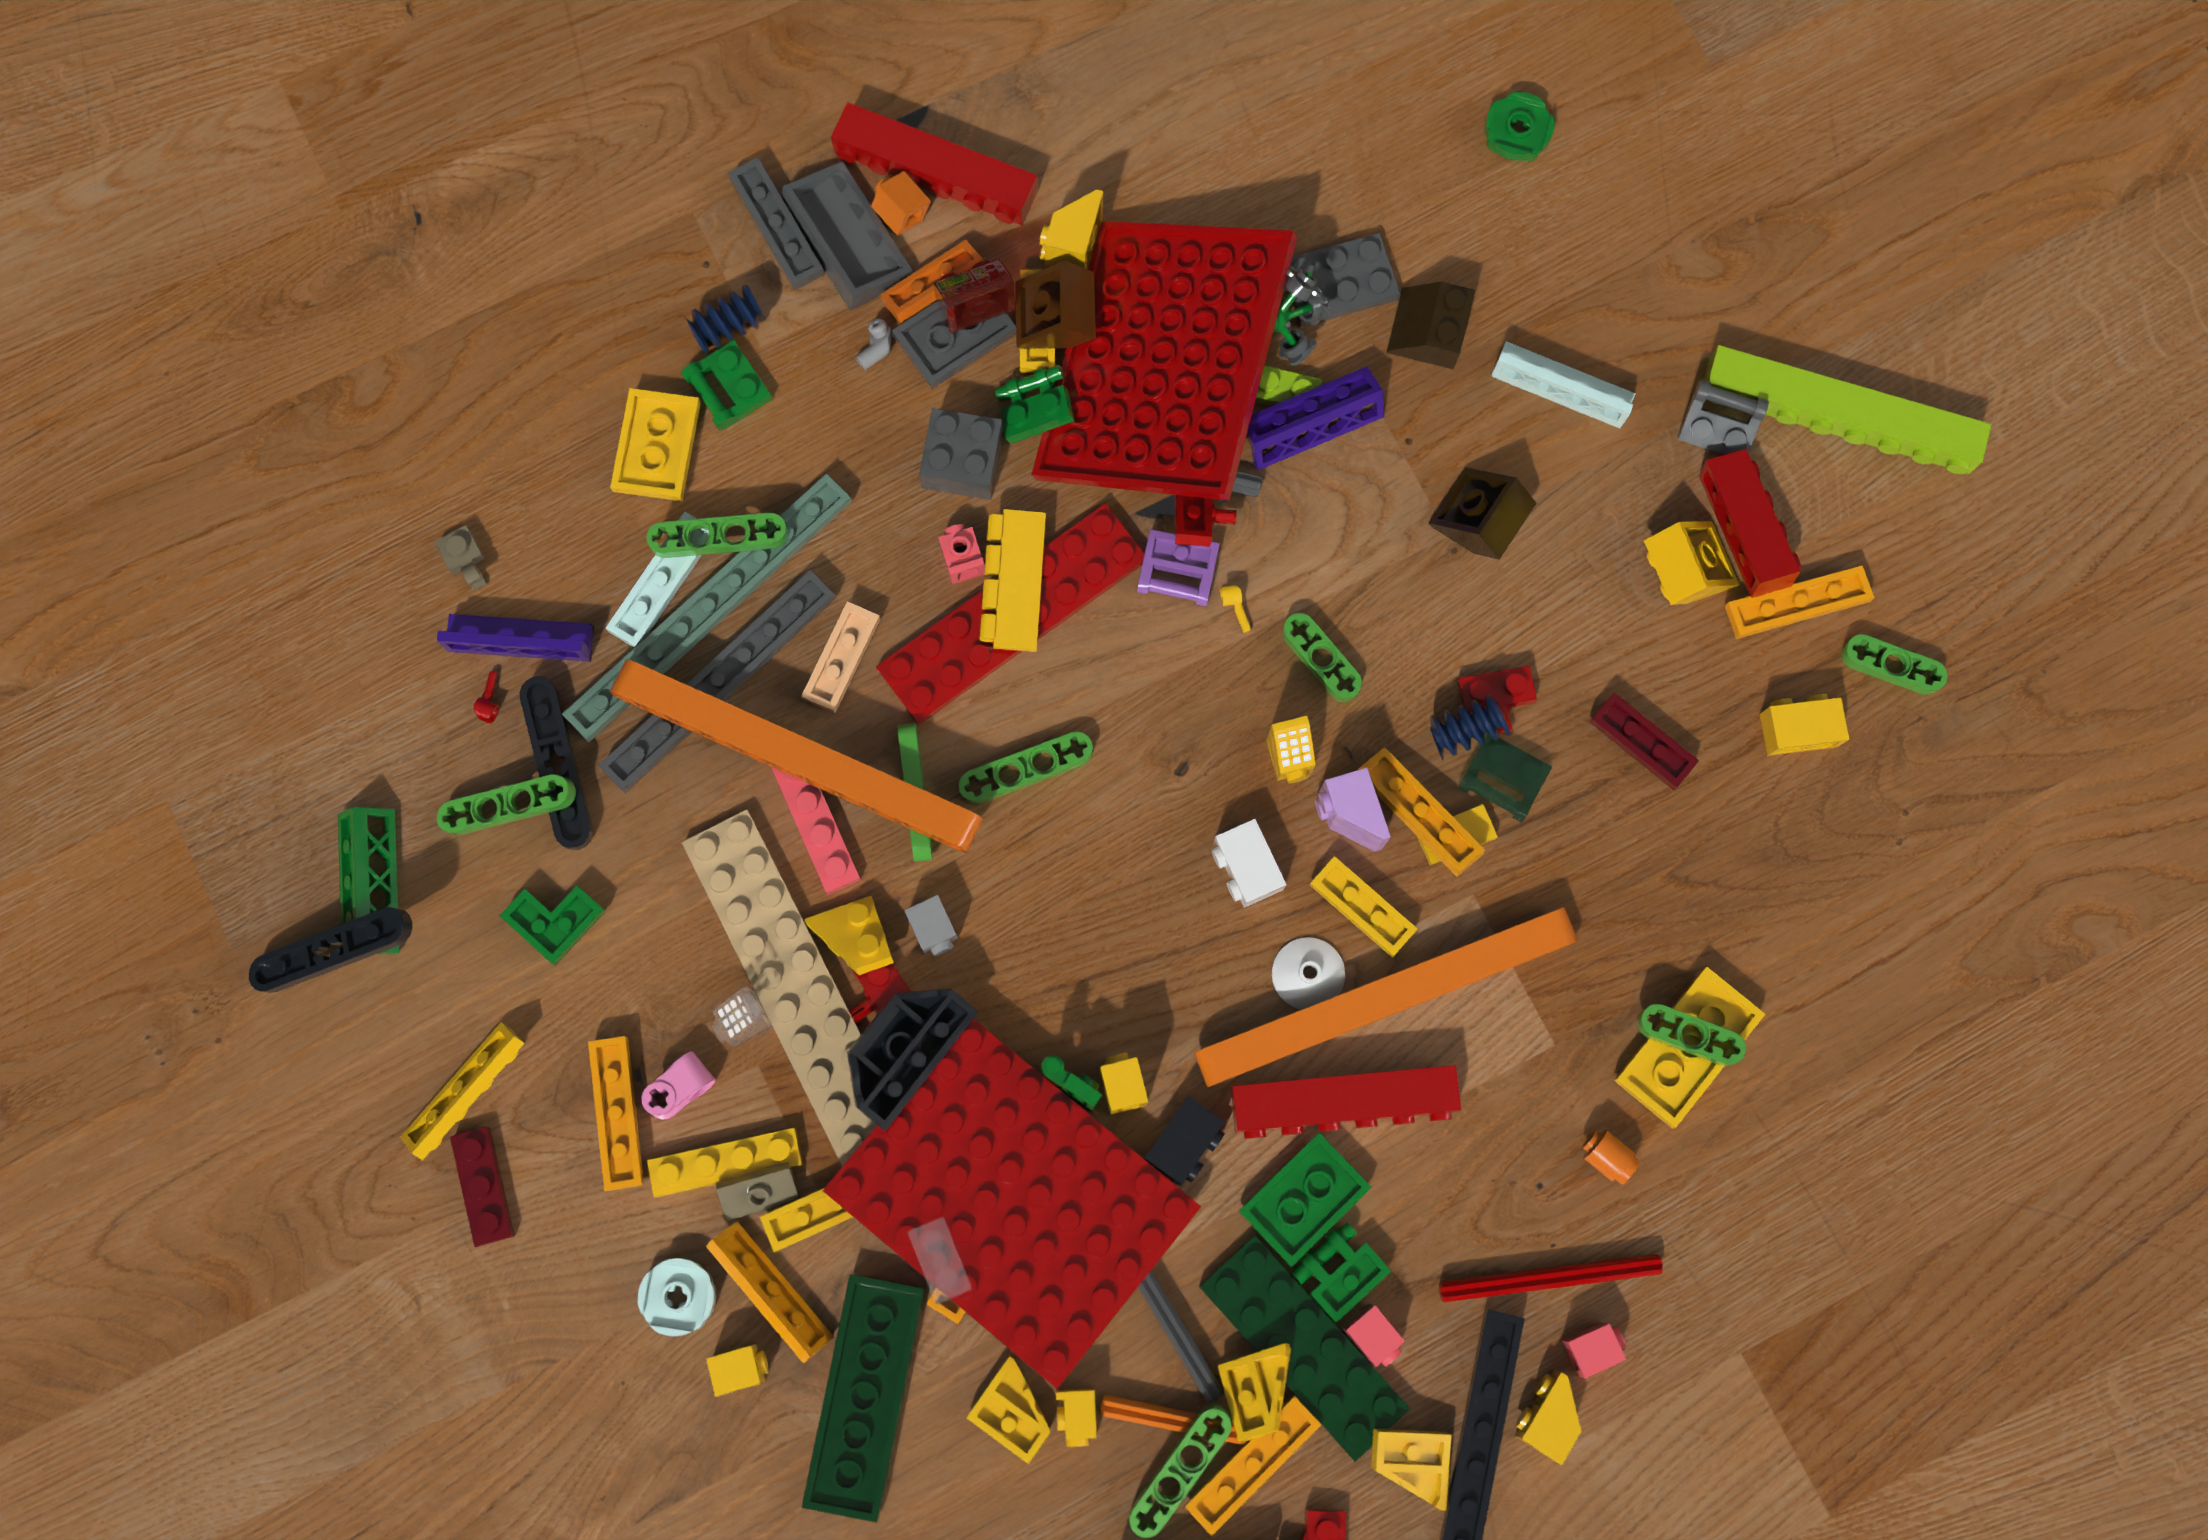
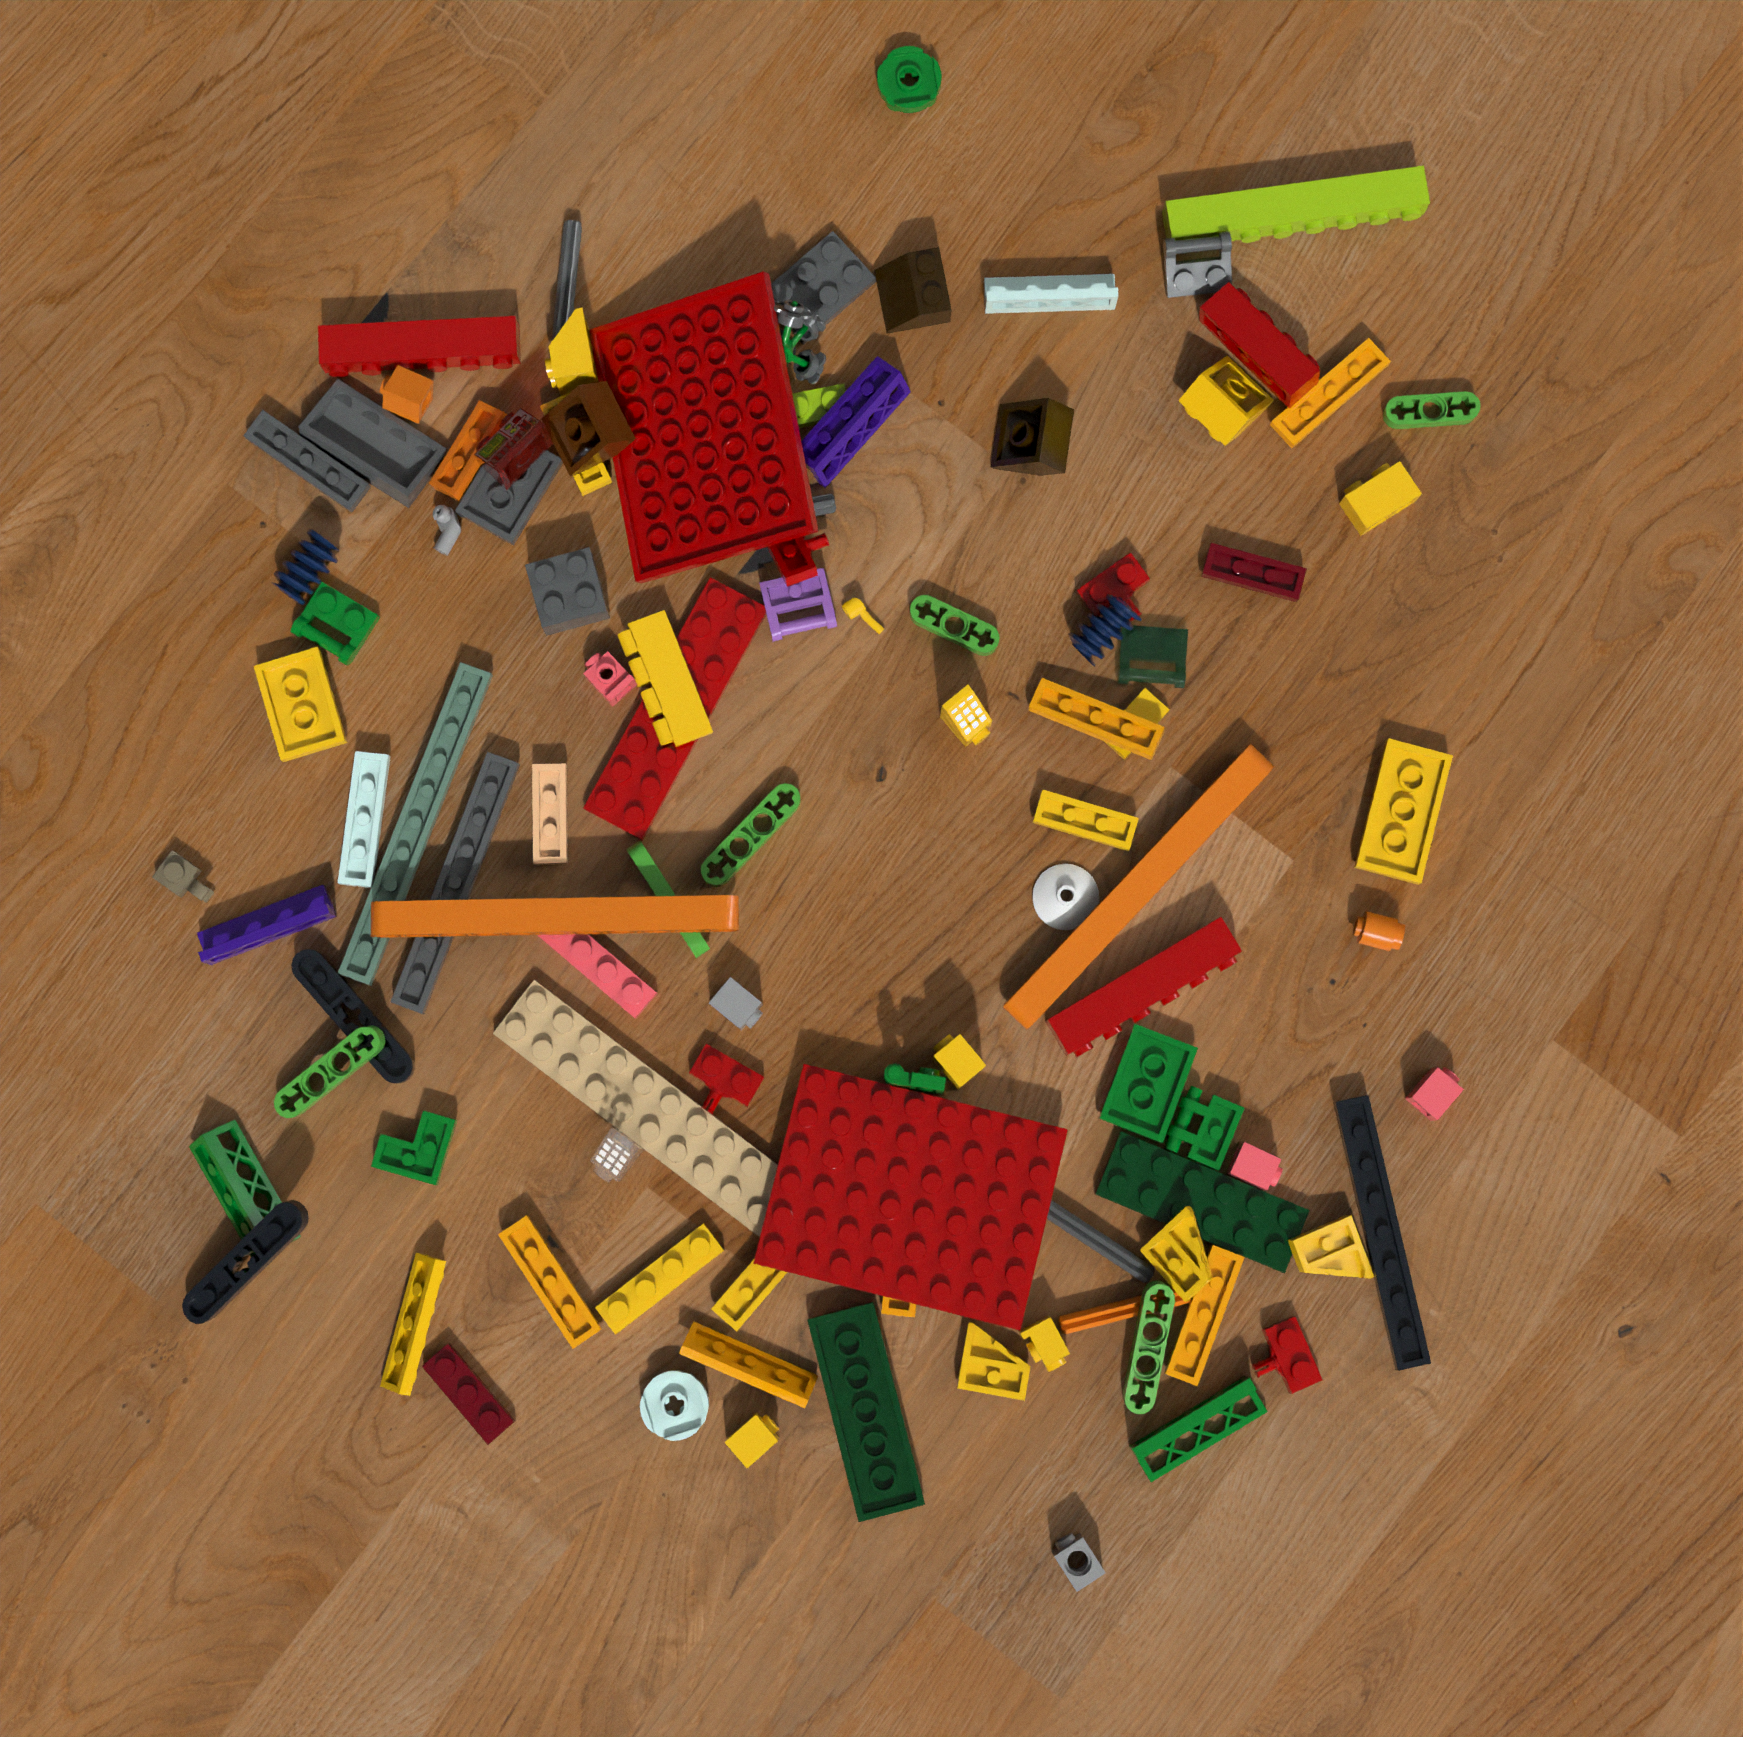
camera: 25 degrees left, 5 degrees up
(483, 707) = (268, 999): red hand -> none
(682, 1083) = (594, 1229): bright pink piece -> none
(717, 539) = (396, 763): bright green beam -> none
(757, 1191) = (698, 1289): dark tan plate -> none
(854, 934) = (675, 1041): yellow wing -> none
(904, 1049) = (765, 1117): black wedge -> none
(939, 1260) = (877, 1273): clear plate -> none
(1037, 413) = (615, 525): green plate -> none
(1110, 155) = (567, 274): none -> dark grey axle
(1184, 1142) = (1029, 1082): black brick -> none
(1248, 864) = (974, 829): white brick -> none
(1353, 809) = (1040, 743): lavender slope -> none
(1550, 1278) = (1374, 1052): red axle -> none
(1553, 1419) = (1427, 1165): yellow slope -> none
(1720, 1035) = (1426, 808): bright green beam -> none

